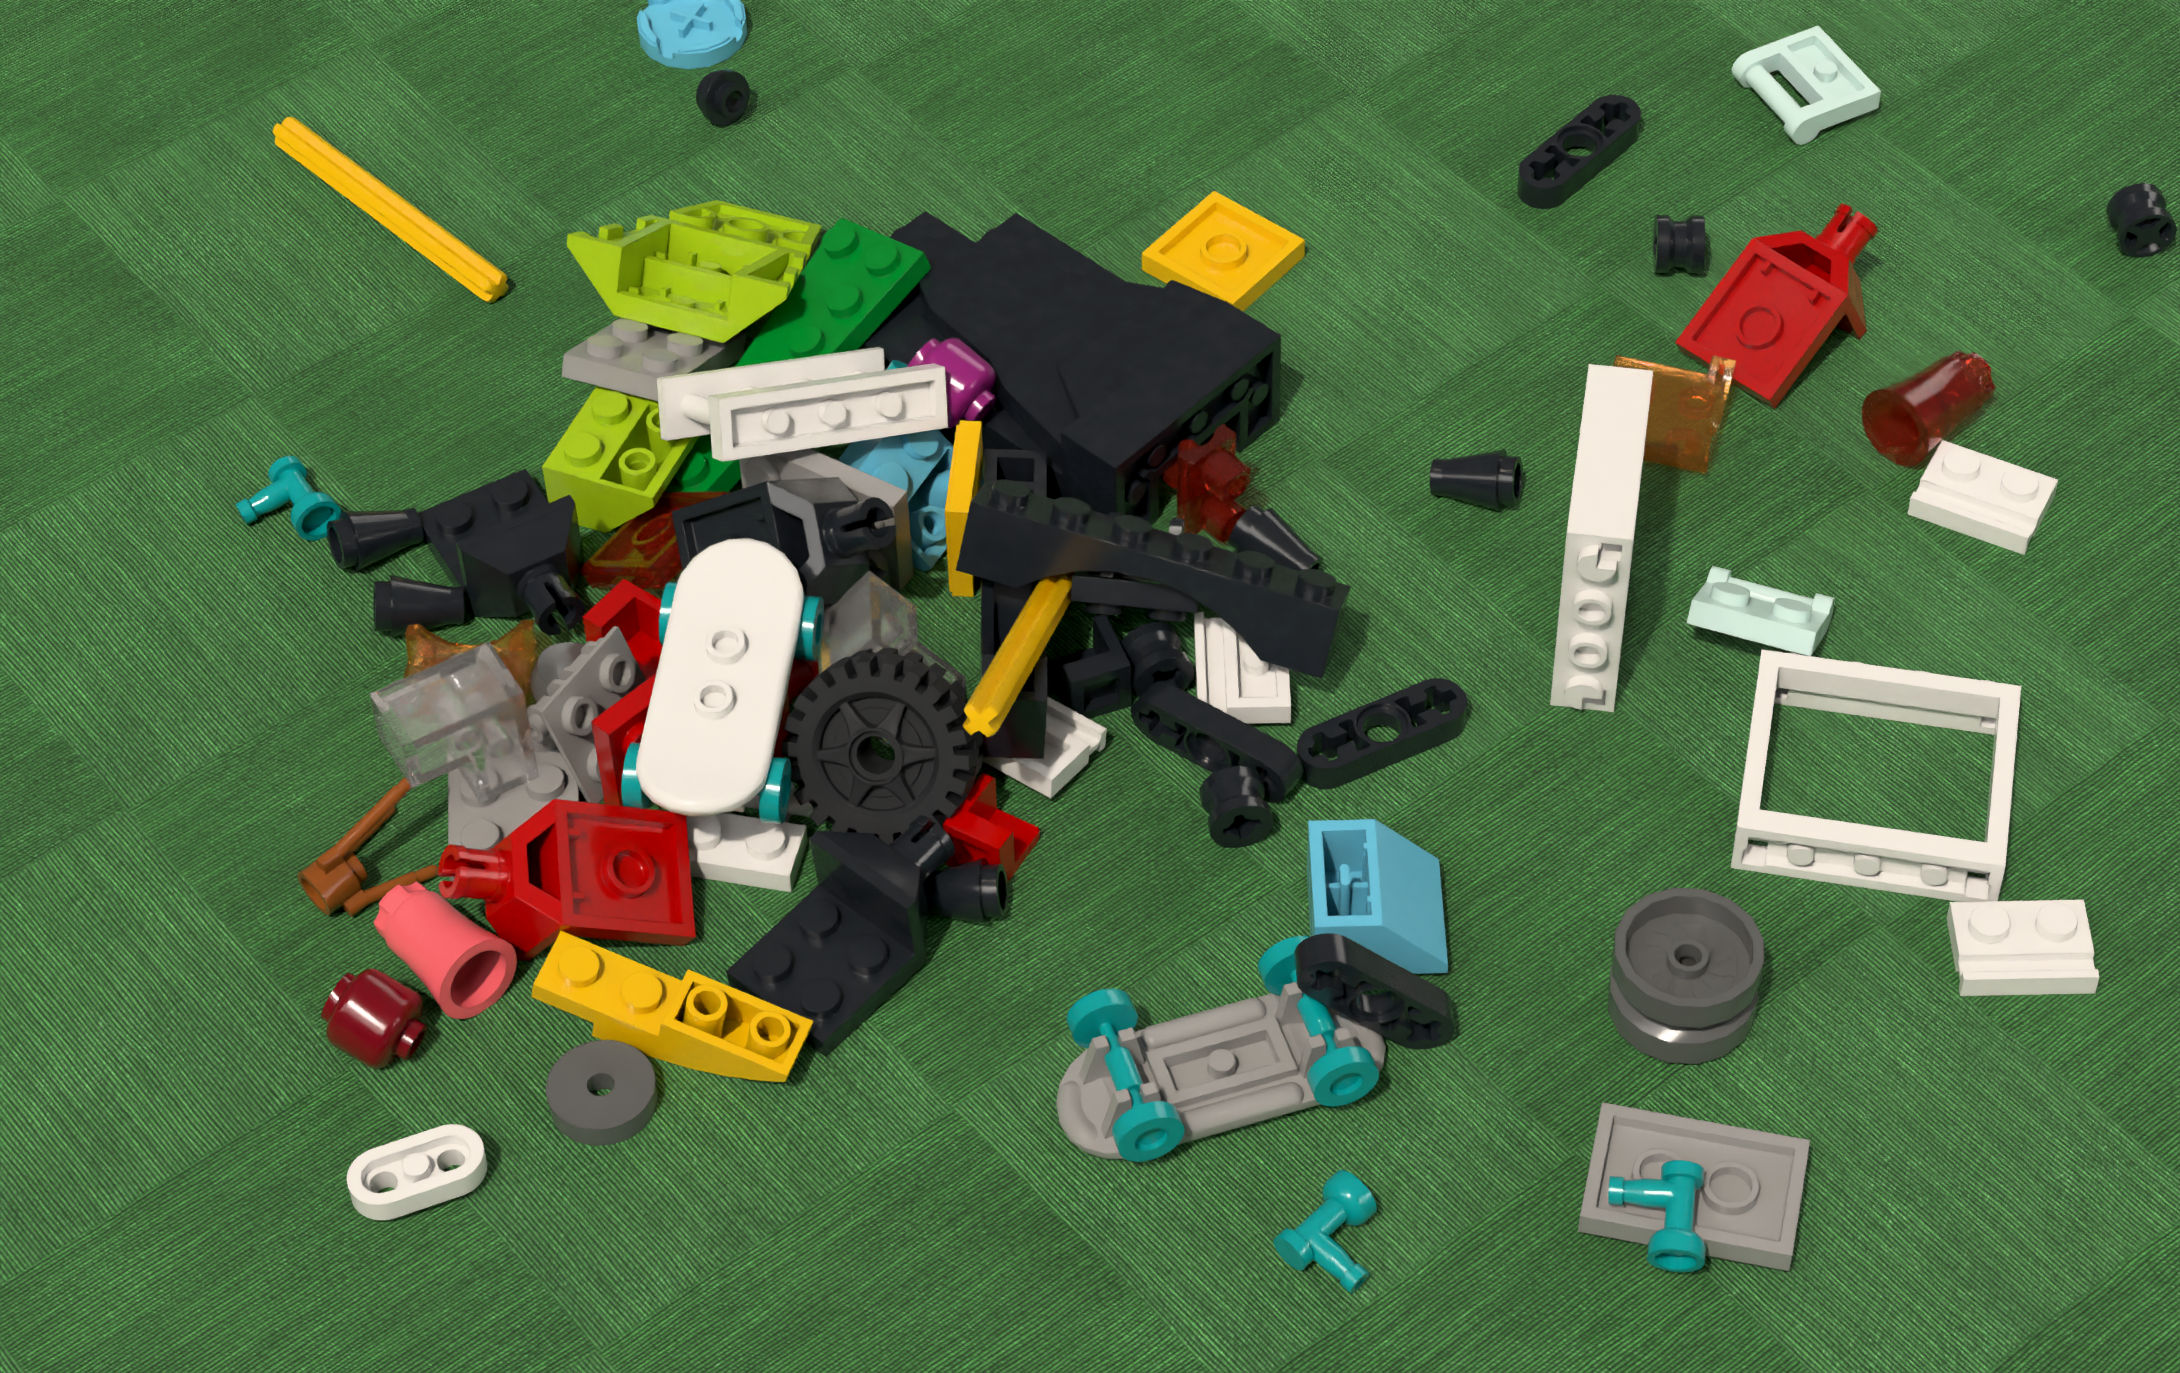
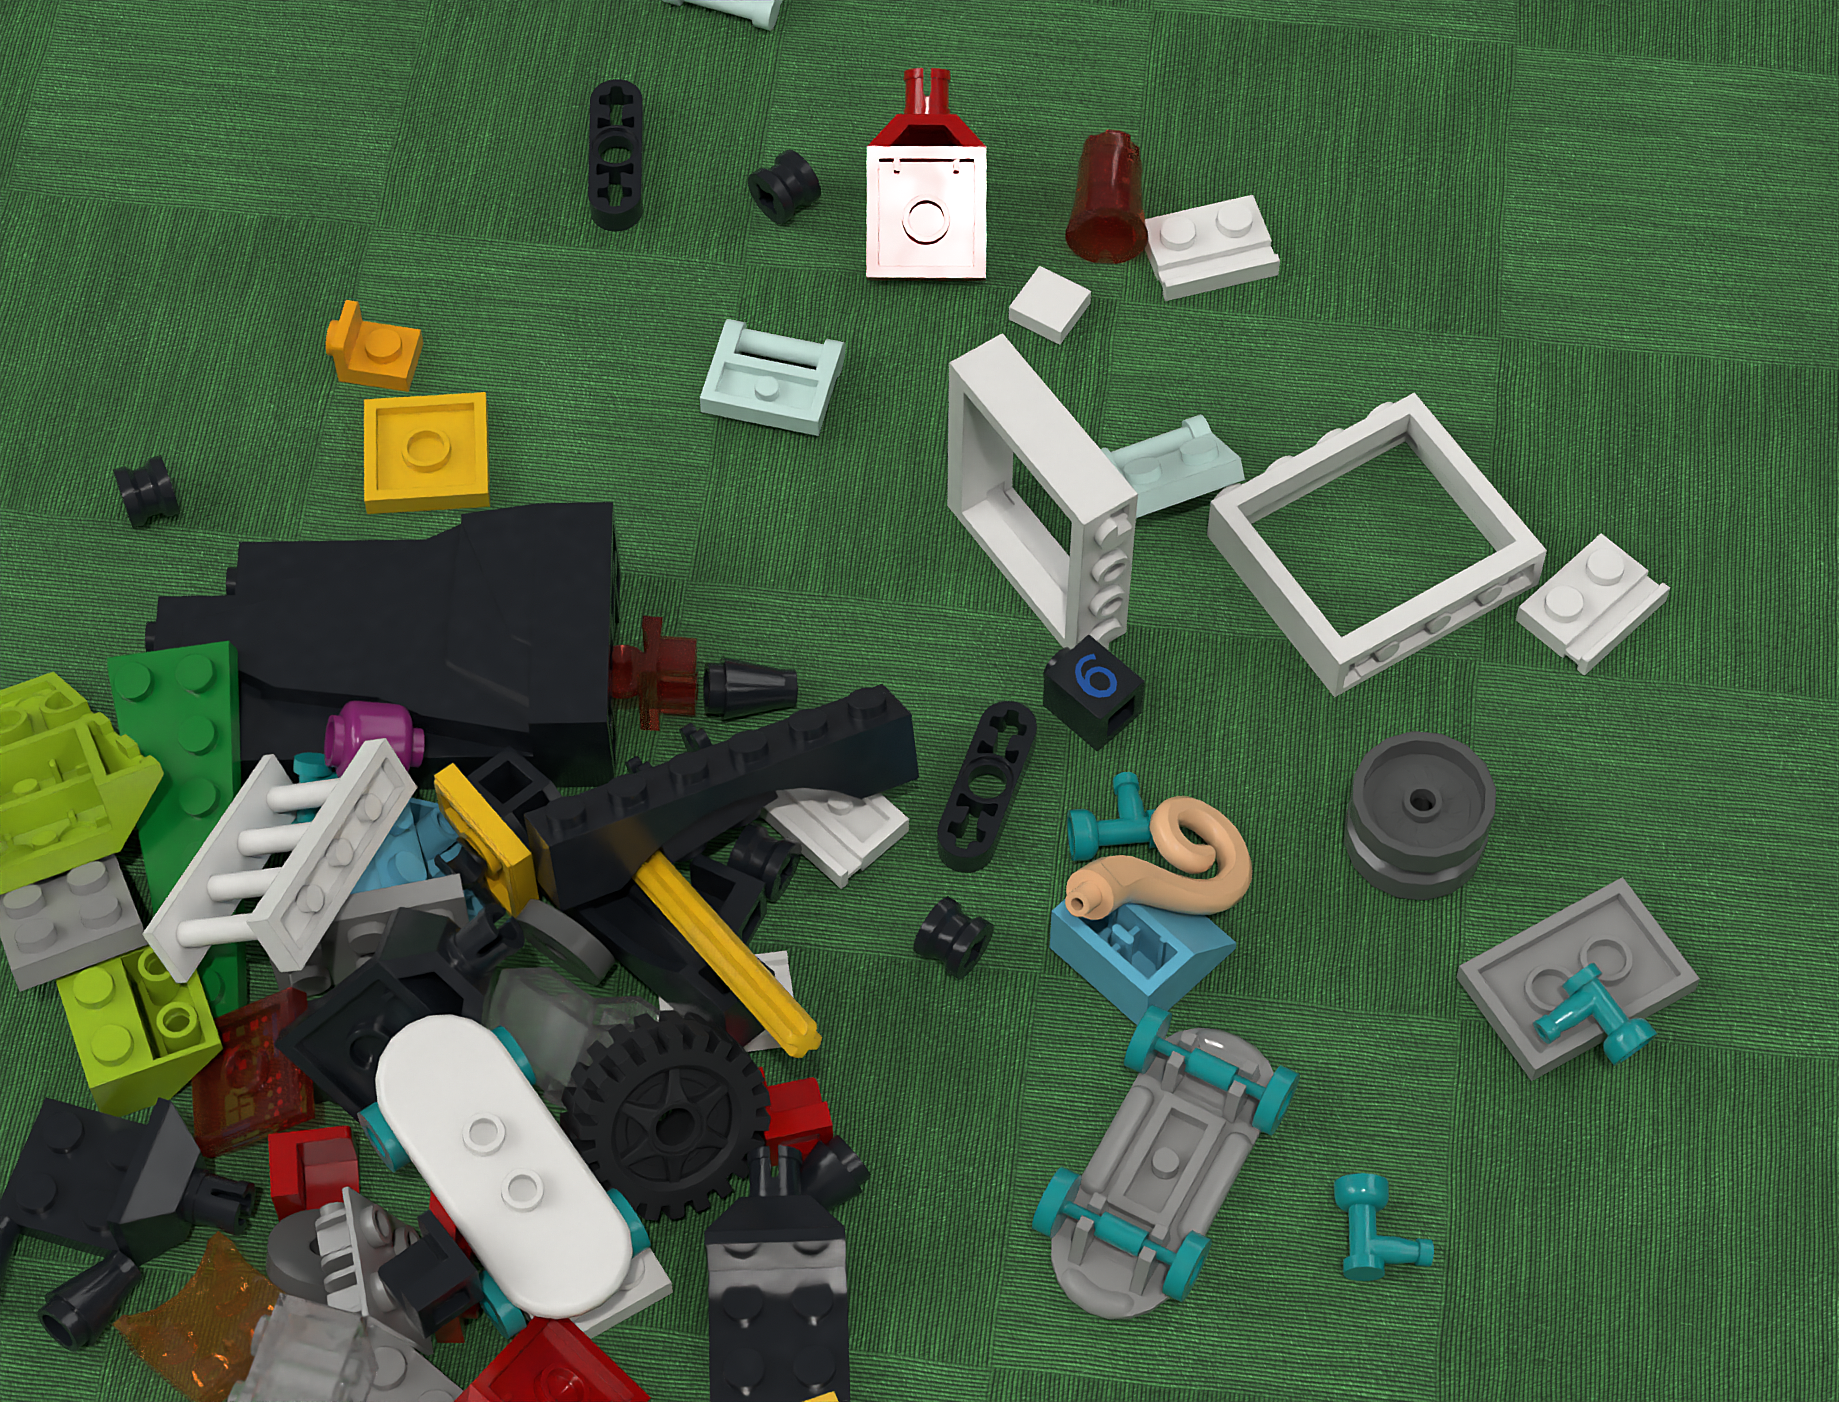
camera: 45 degrees left, 10 degrees up
(596, 715) = (432, 1278): none -> black panel
(932, 516) = (471, 869): none -> black hand
(953, 607) = (565, 941): none -> dark grey piece
(999, 151) = (146, 491): none -> black wheel
(1214, 738) = (876, 893): black beam -> none
(1255, 165) = (373, 351): none -> light orange bracket
(1340, 970) = (1234, 1013): black beam -> none
(1372, 826) = (1123, 879): none -> light nougat plant
(1467, 836) = (1087, 834): none -> teal piece
(1481, 479) = (840, 508): black cone -> none
(1514, 370) = (771, 390): none -> light aqua plate
(1529, 723) = (1092, 692): none -> black brick
(1684, 411) = (909, 342): clear orange piece -> none
(1804, 454) = (1049, 305): none -> white tile

